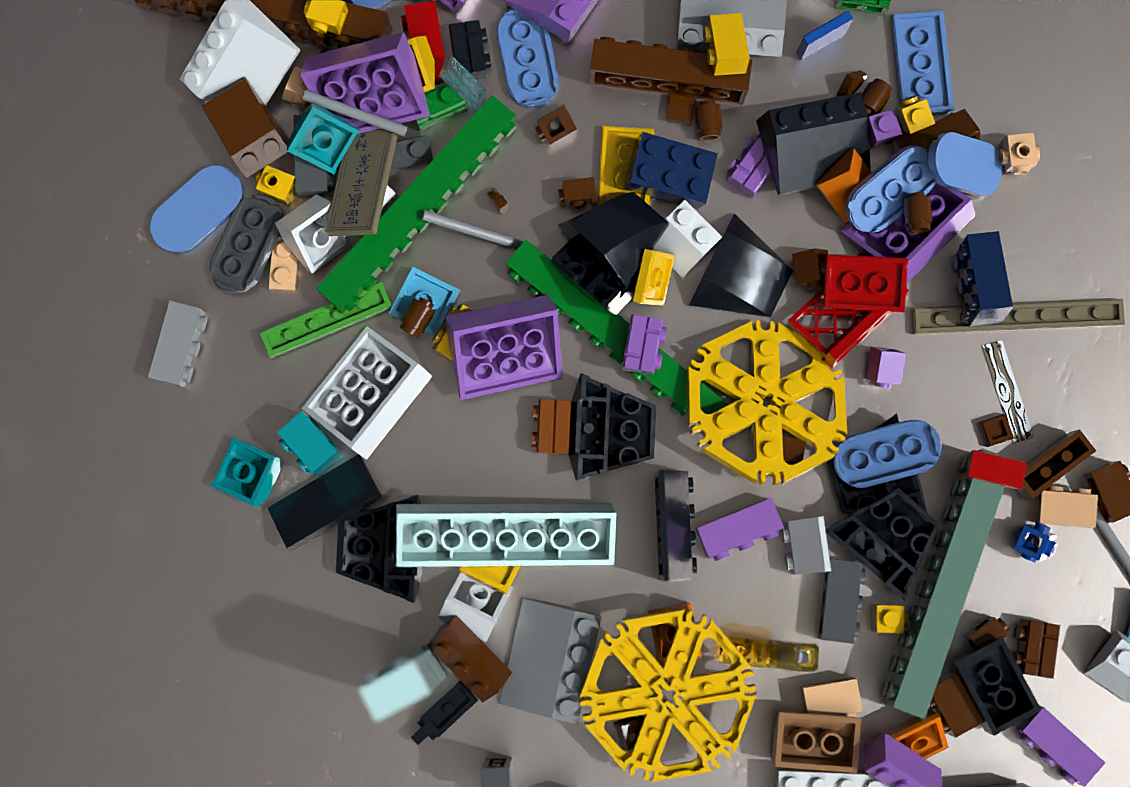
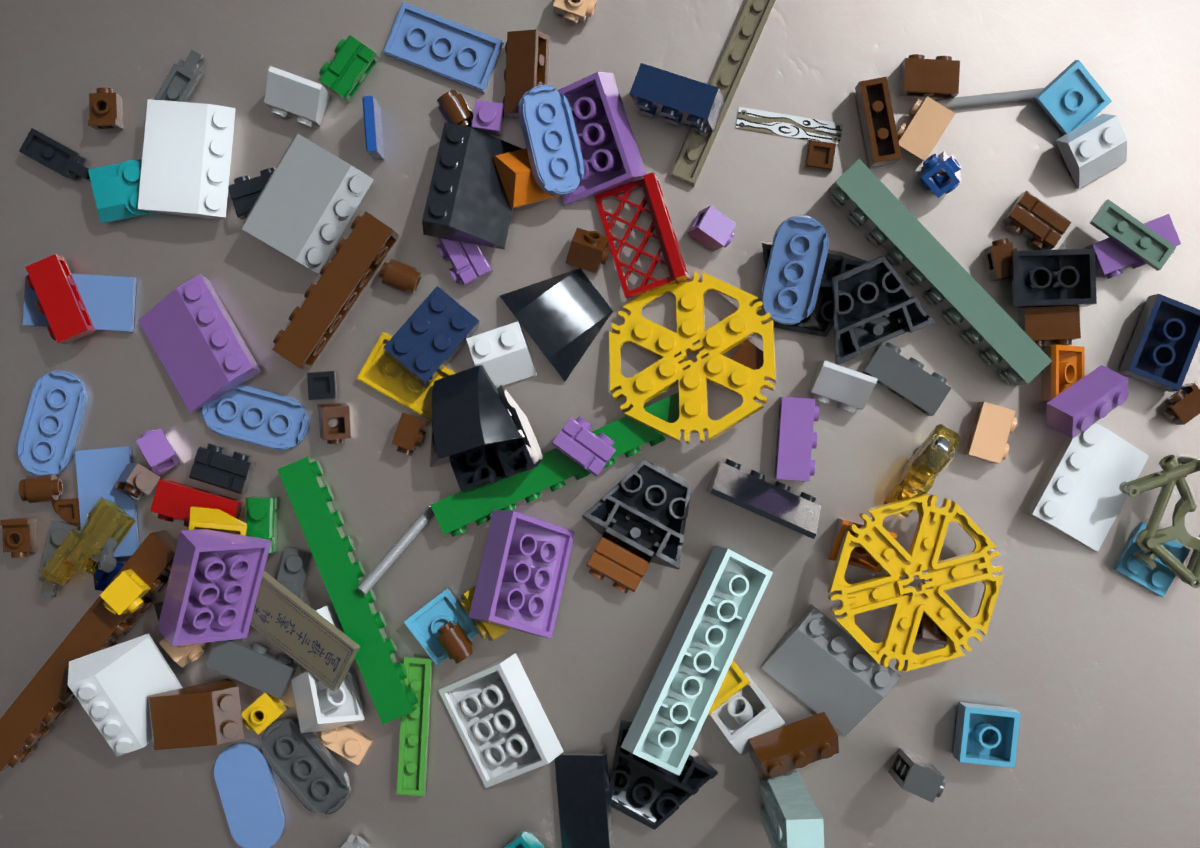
camera: 60 degrees left, 5 degrees up
(309, 443) = (524, 798): teal brick -> none
(321, 138) = (241, 652): teal slope -> none
(355, 113) = (233, 609): light grey bar -> none
(444, 712) = (830, 791): black hinge -> none
(463, 83) = (253, 492): clear light blue tile -> none
(498, 200) = (379, 511): reddish brown tile -> none
(582, 100) = (322, 385): none -> black plate
(653, 277) = (525, 403): yellow tile -> none
(681, 109) = (376, 296): reddish brown tile -> none
(727, 44) = (339, 228): yellow brick -> none
(816, 742) = (1023, 467): medium nougat slope -> none
(851, 83) = (431, 124): reddish brown tile -> none
(865, 283) = (627, 210): red tile -> none
(888, 618) = (943, 343): yellow brick -> none
(914, 114) = (490, 81): yellow brick -> none
(918, 212) = (586, 128): reddish brown brick -> none
(965, 164) = (561, 60): medium blue tile -> none
(996, 469) = (860, 179): red tile -> none
(1070, 738) = (1132, 235): none -> sand green plate

